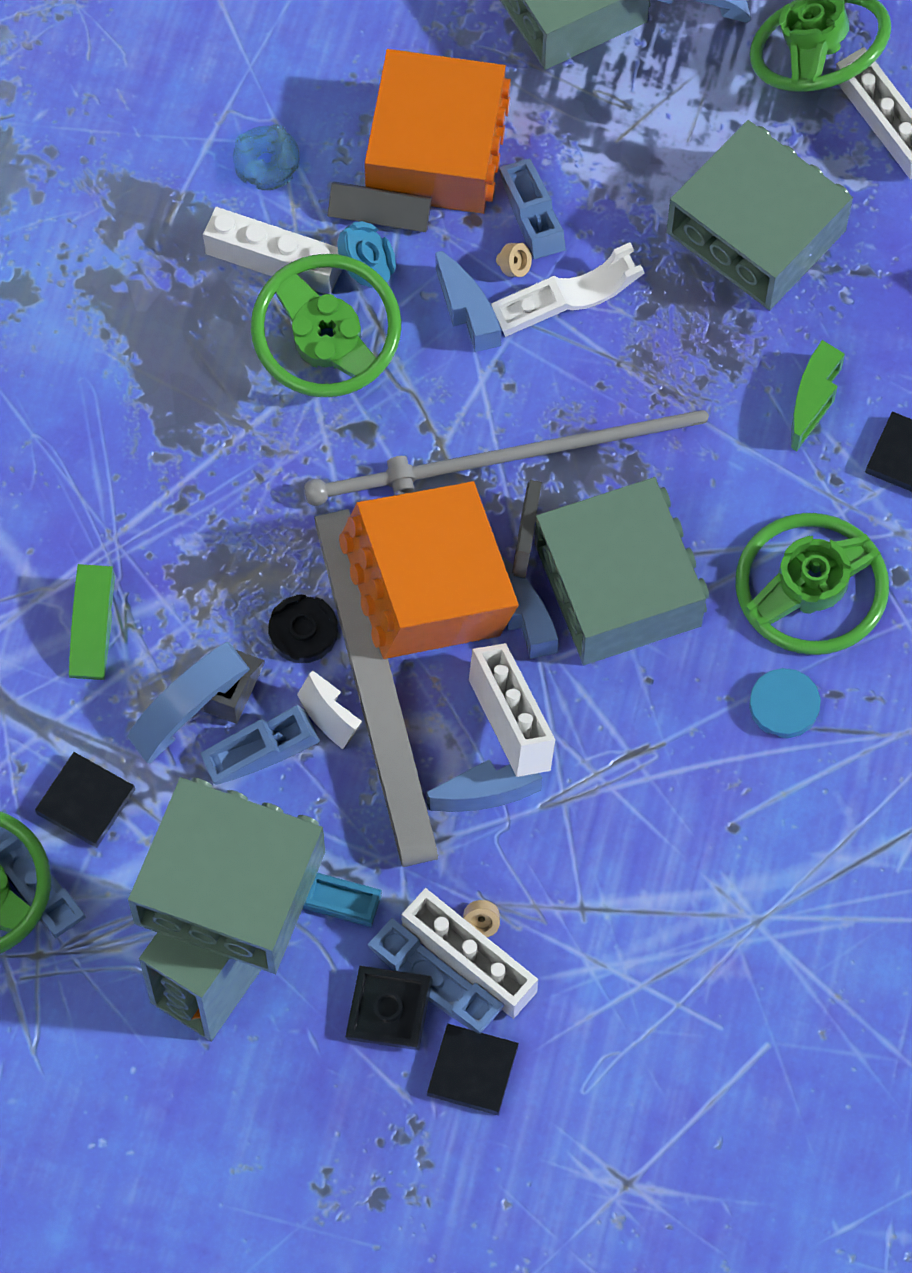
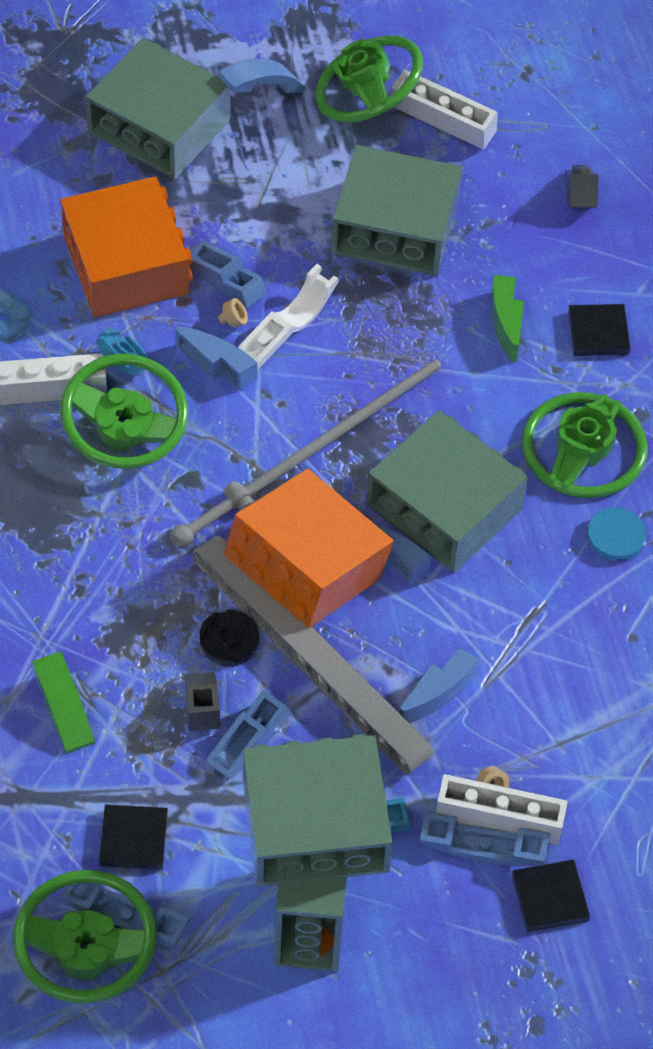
camera: 30 degrees left, 10 degrees down
(184, 698) = (175, 724): medium blue slope -> none
(320, 703) = (286, 687): white slope -> none
(379, 206) = (113, 315): dark grey tile -> none
(389, 1007) = (462, 879): black tile -> none
(511, 710) = (430, 619): white brick -> none
(526, 529) = (360, 489): dark grey tile -> none

